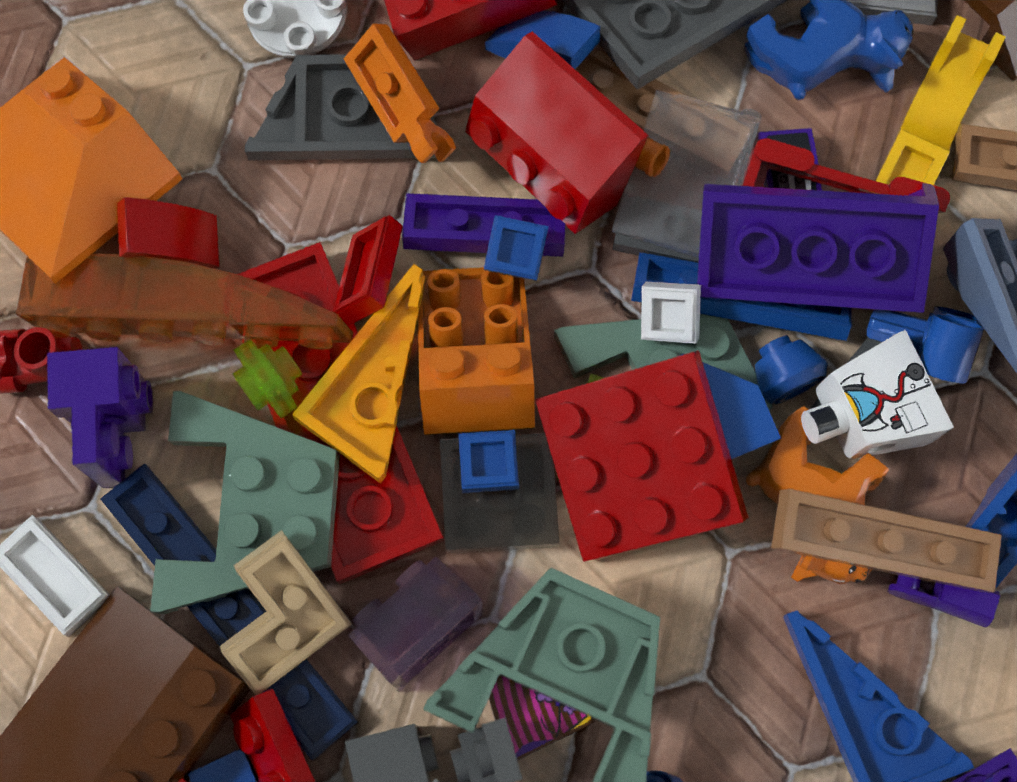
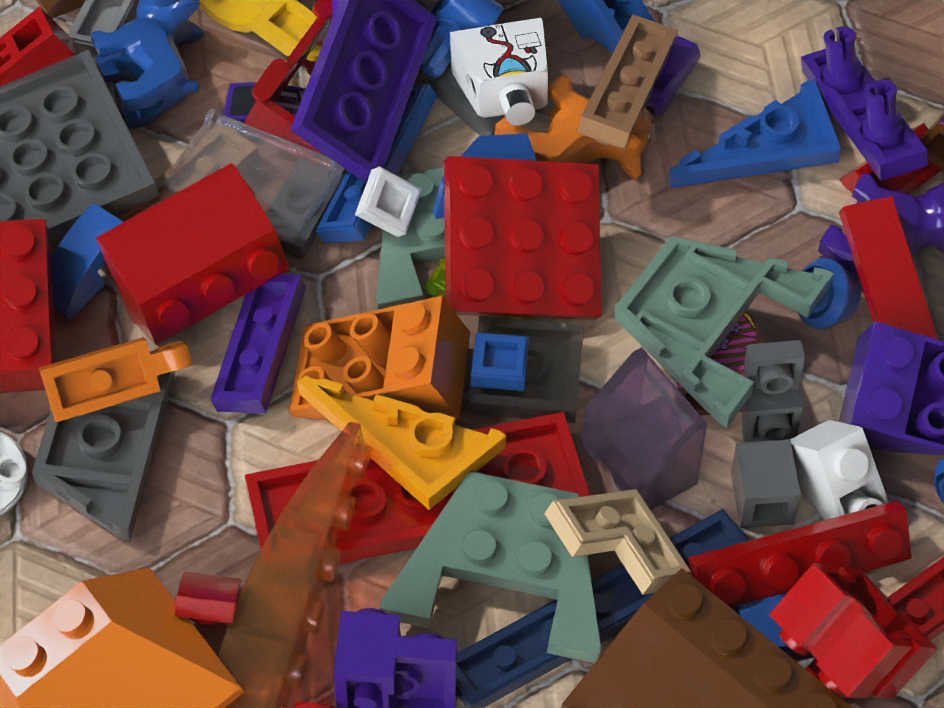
camera: 80 degrees left, 20 degrees down
(267, 377) = (389, 511): clear neon green plate -> none
(368, 270) = (286, 430): red tile -> none
(515, 248) = (297, 308): blue tile -> none
(788, 369) = (452, 132): blue cone -> none

